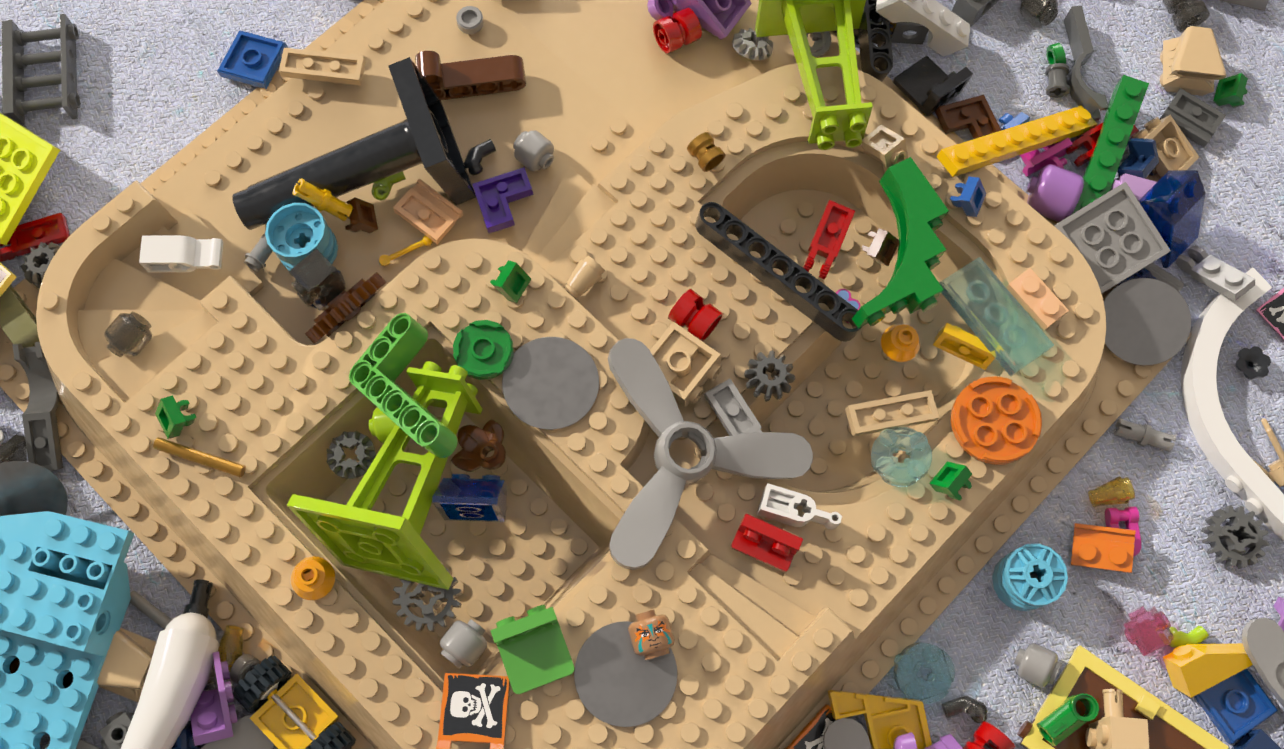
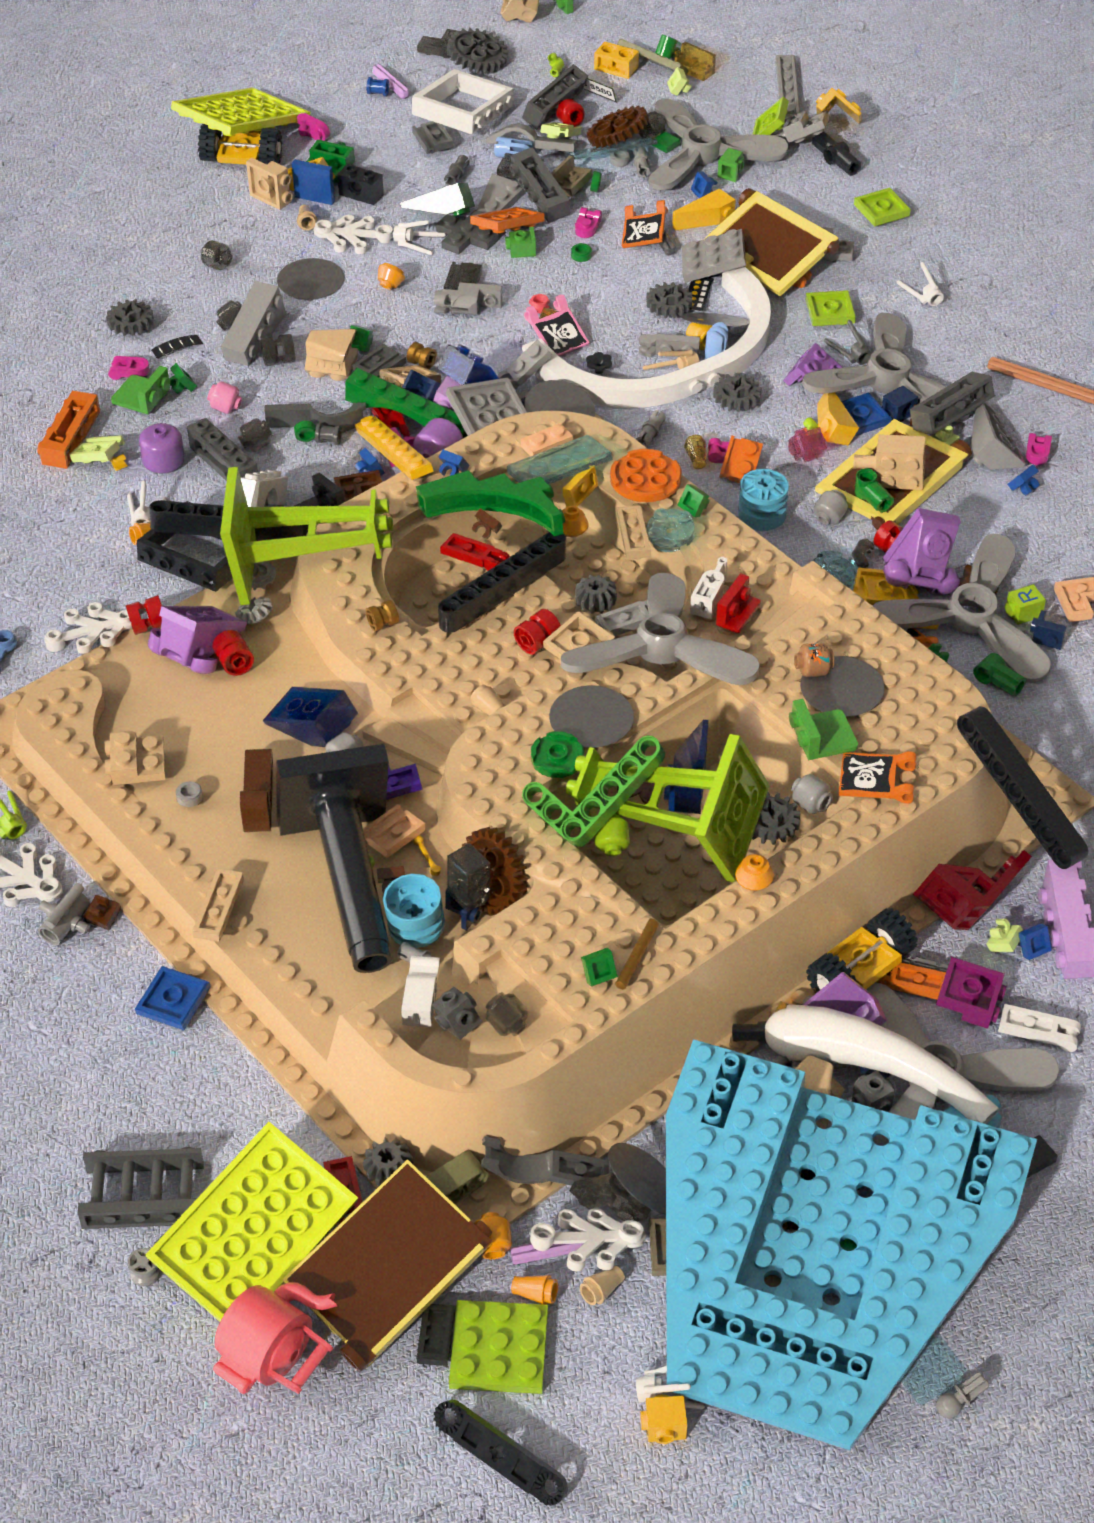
camera: 80 degrees left, 25 degrees down
(139, 288) = (456, 1012): none -> dark grey brick
(322, 199) = (380, 880): yellow pin -> none
(350, 468) = (636, 880): dark grey gear -> none
(511, 281) = (496, 727): green tile -> none
(583, 113) = (312, 714): none -> clear blue slope
(886, 146) = (400, 505): tan bracket -> none
(1216, 159) = (419, 355): none -> pearl gold wheel

